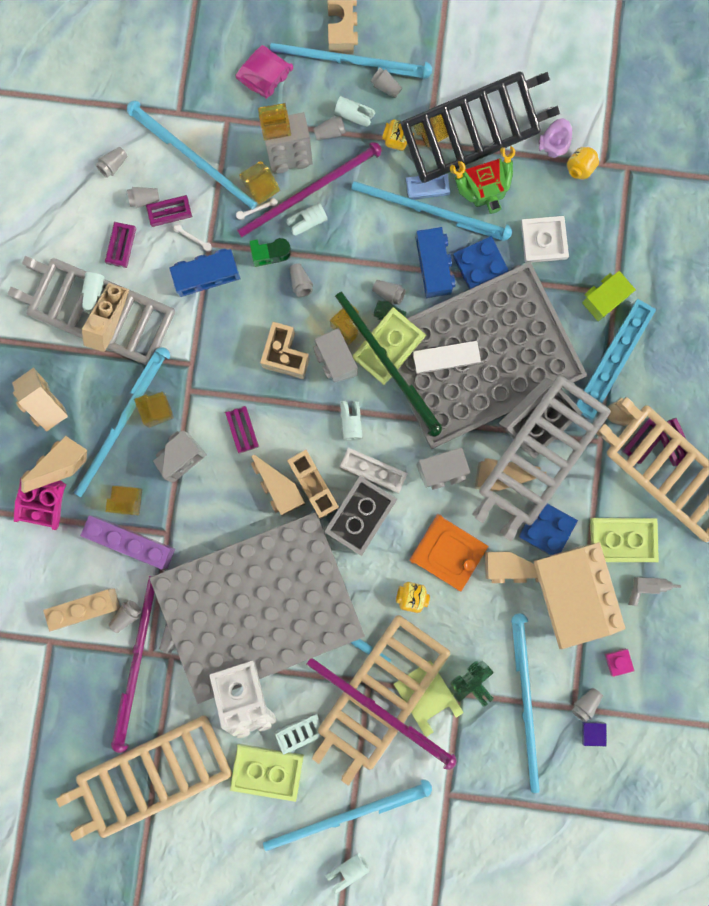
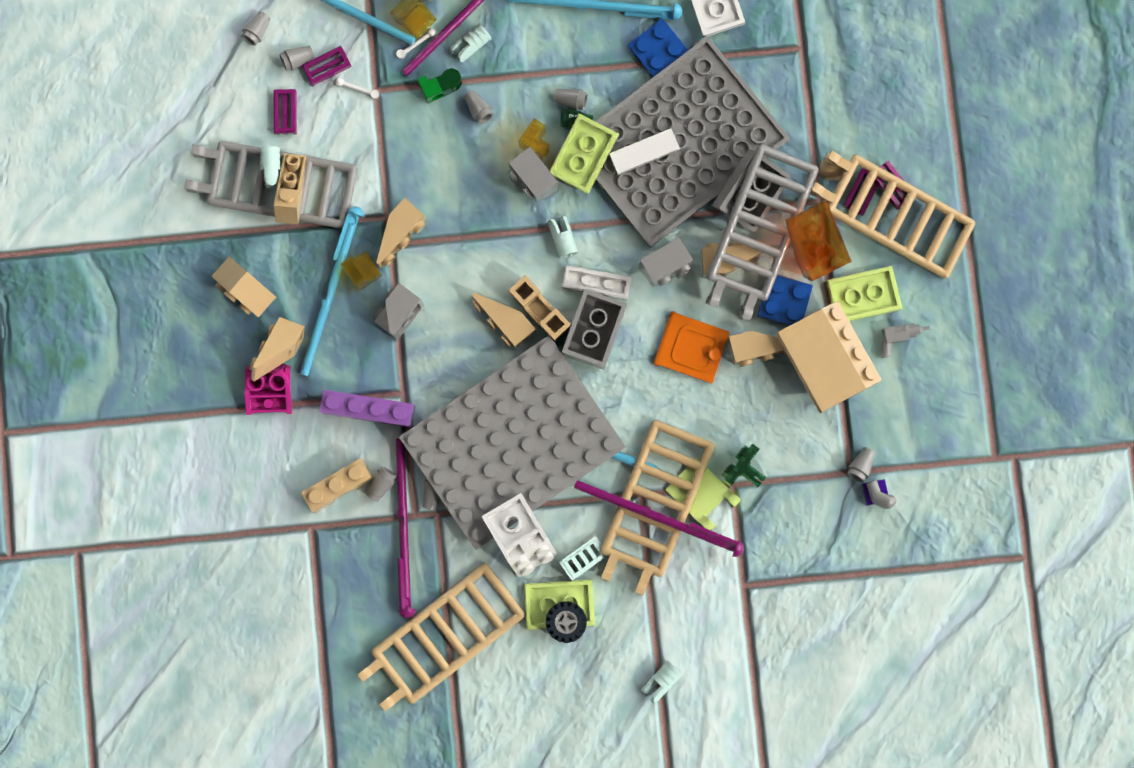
camera: 10 degrees left, 0 degrees up
(124, 500) = (353, 369): clear yellow piece -> none
(200, 376) = (400, 226): none -> tan slope
(204, 272) = (379, 120): blue brick -> none
(236, 412) = (444, 255): magenta tile -> none
(265, 802) = (570, 627): none -> black wheel
(279, 355) = (476, 188): tan brick -> none
(383, 805) = (680, 609): medium azure bar -> none
(409, 391) = (615, 194): dark green bar -> none
(412, 597) = (664, 398): yellow head -> none
(435, 262) = (611, 58): blue brick -> none
(522, 665) = (788, 440): medium azure bar -> none
(593, 481) = (817, 242): none -> clear orange slope
(597, 743) = (878, 498): none -> light grey arm
(608, 296) = (794, 52): lime brick -> none
(616, 355) = (815, 111): medium azure plate -> none
(619, 662) = (885, 416): dark pink plate -> none

